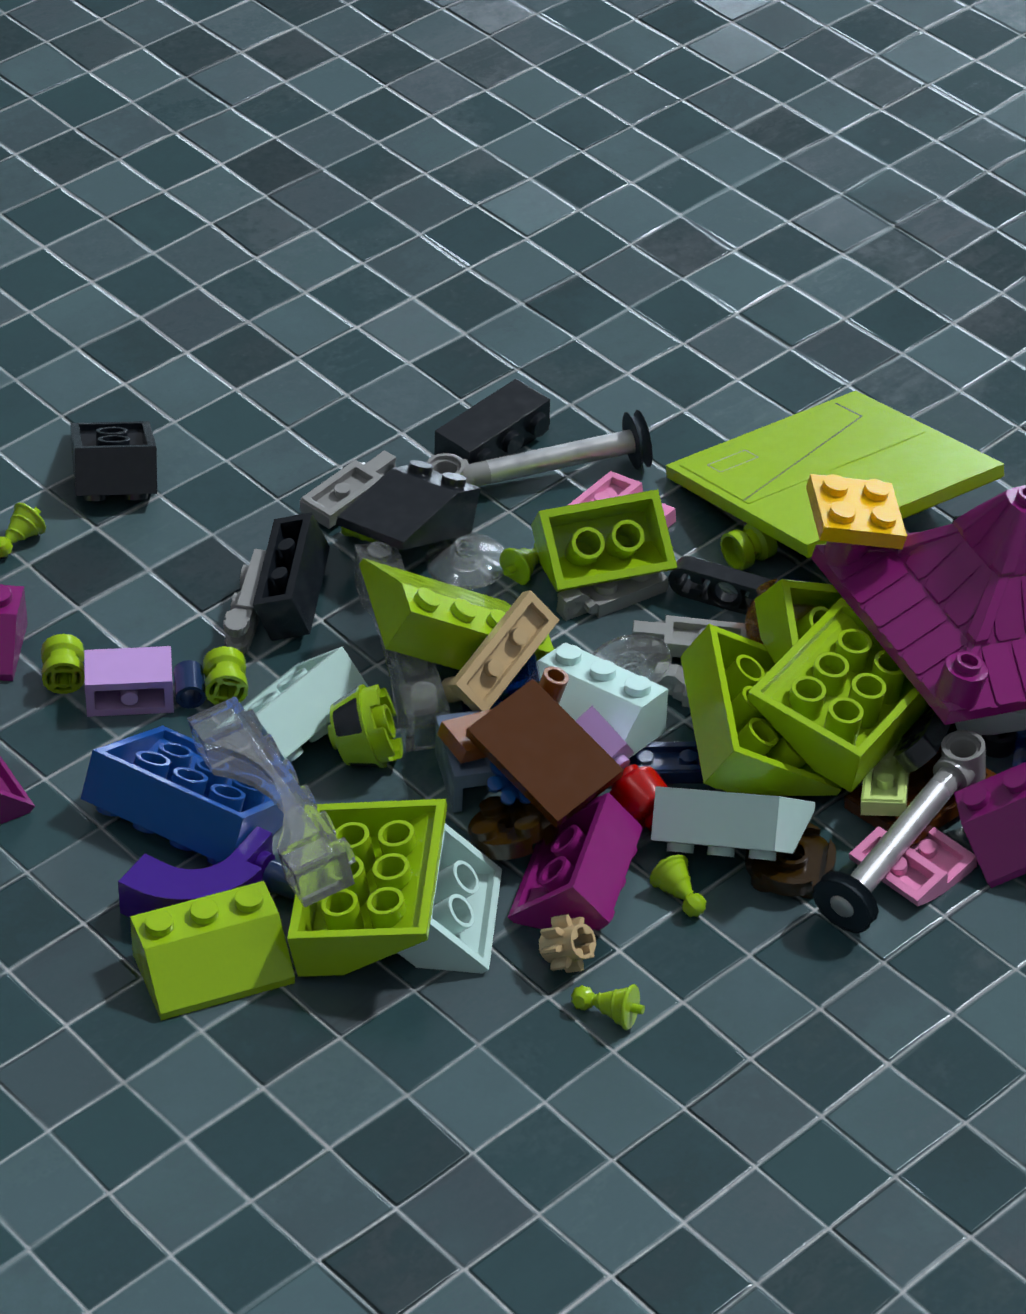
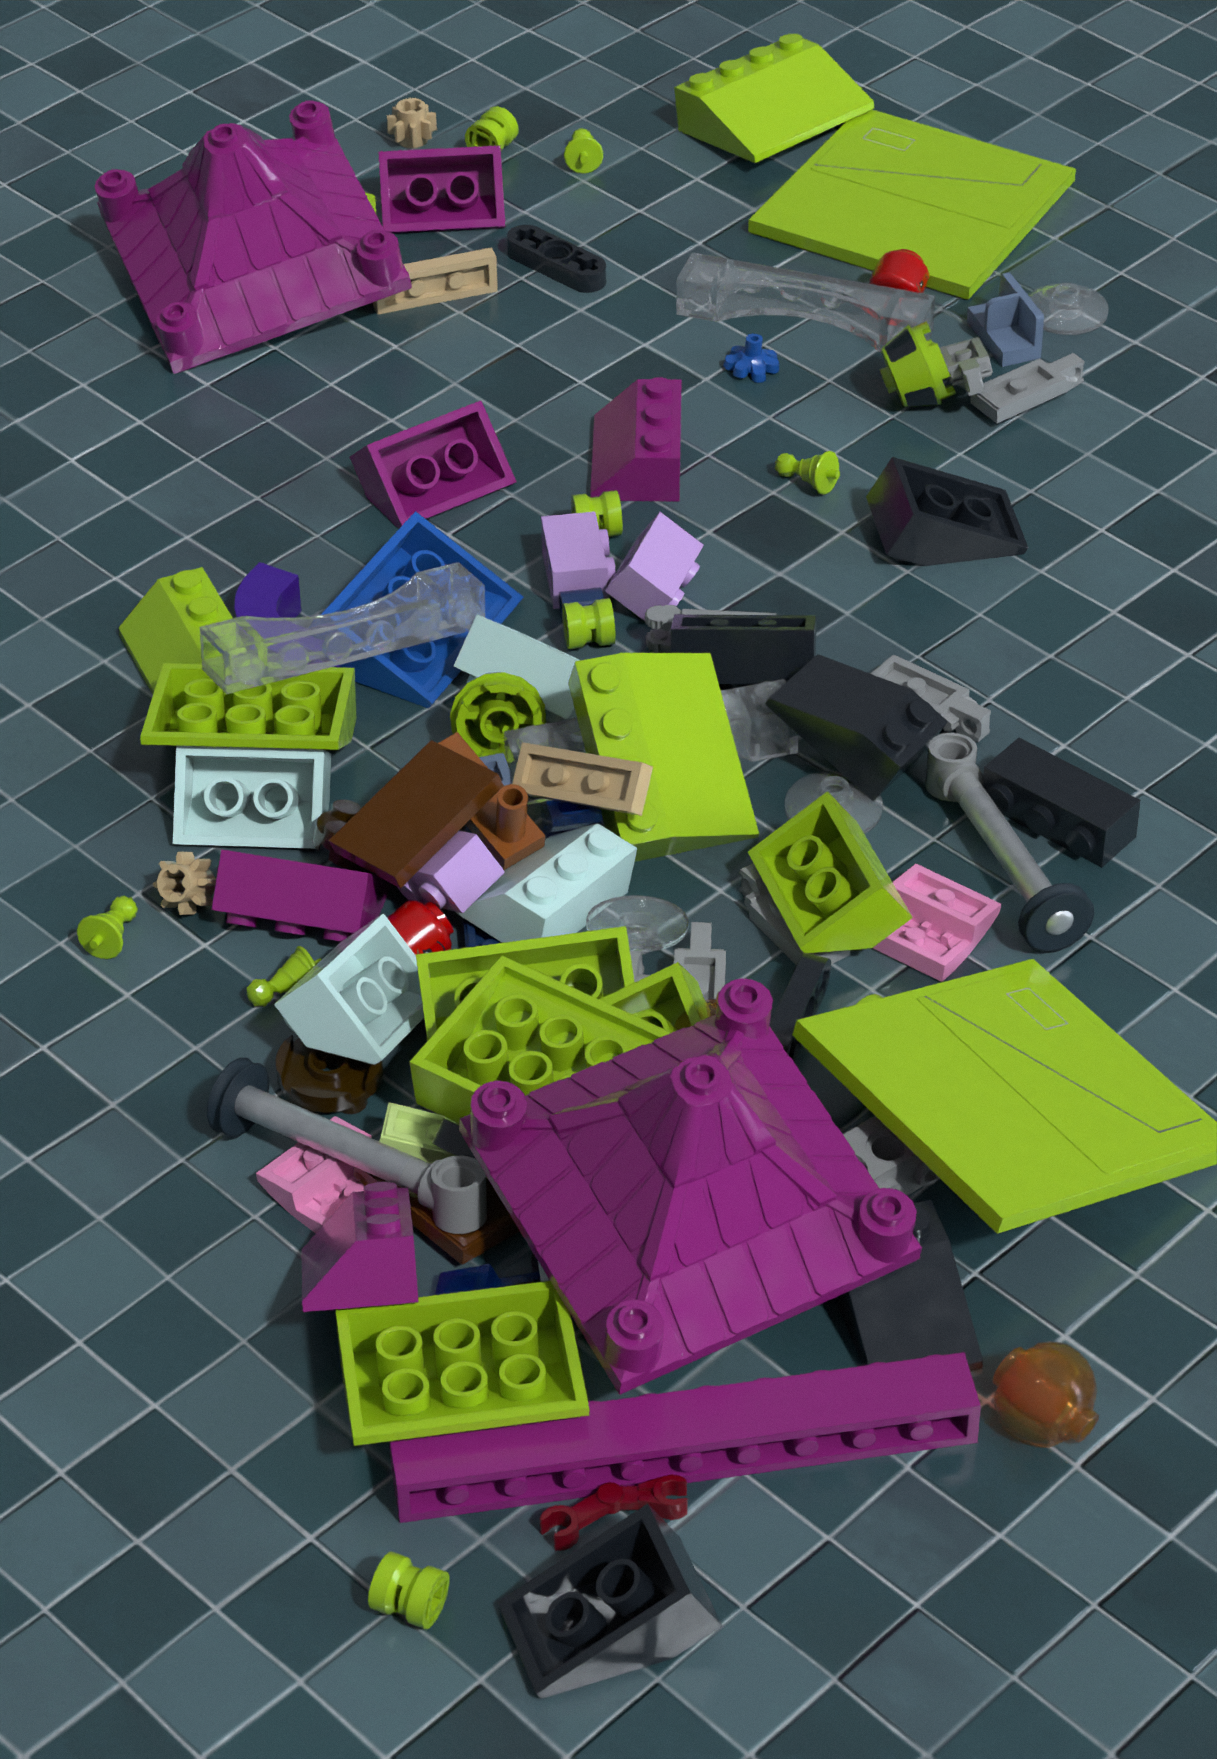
camera: 90 degrees right, 0 degrees up
(161, 621) = (656, 567): none -> lavender brick
(856, 511) = (754, 986): yellow plate -> none

